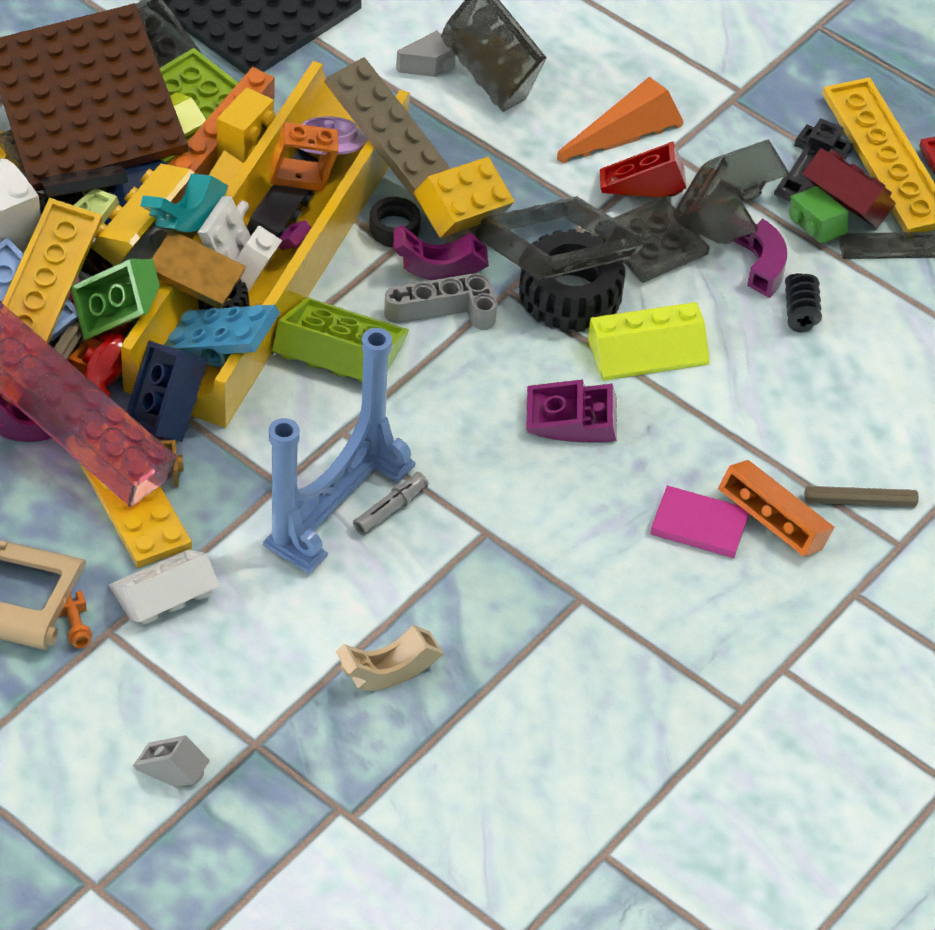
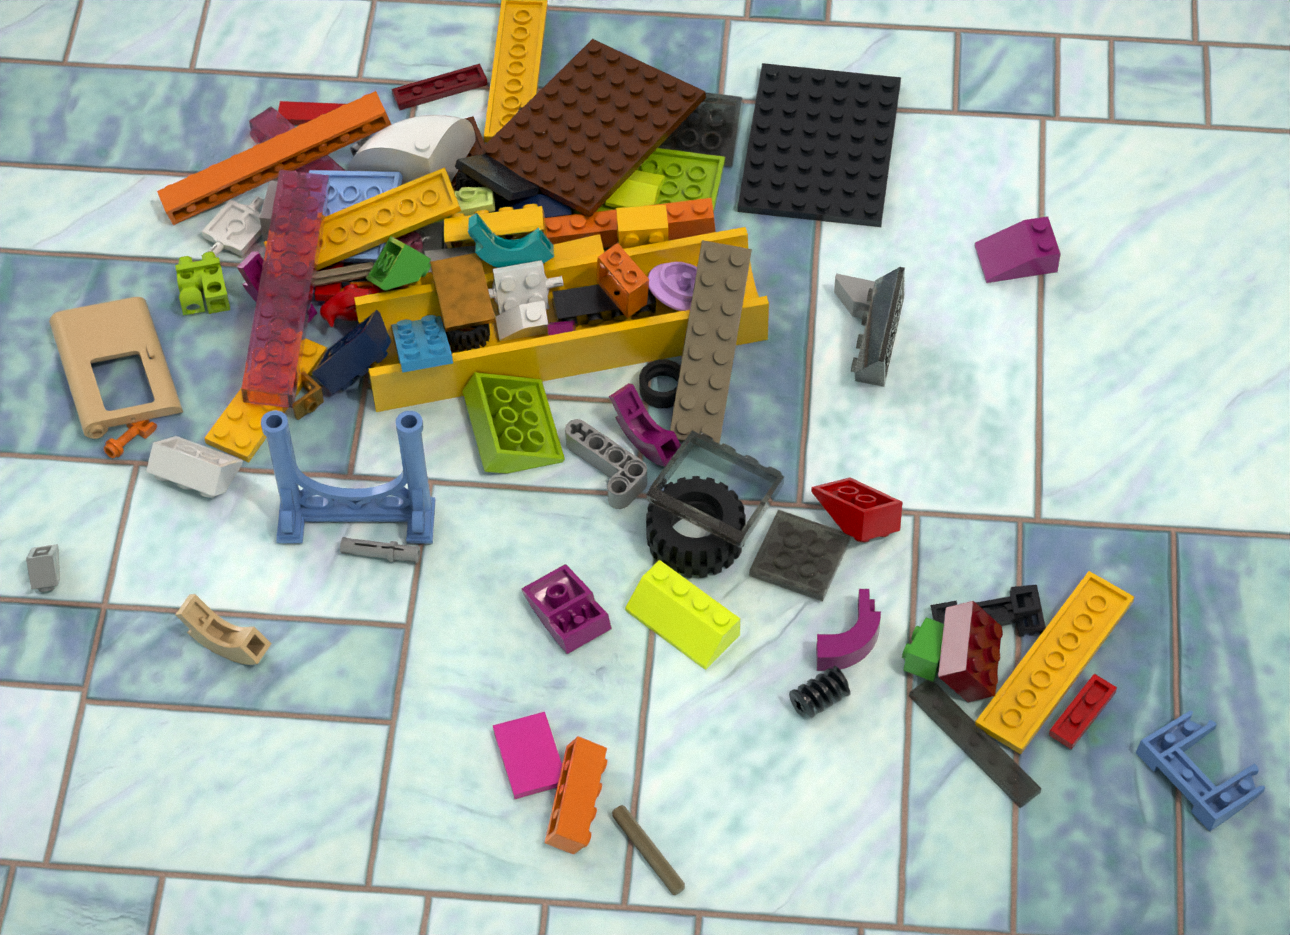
camera: 60 degrees right, 5 degrees up
(463, 196) = (700, 404): yellow brick -> none
(640, 112) = (926, 464): orange wedge -> none
(716, 193) = (884, 569): clear smoke windscreen -> none

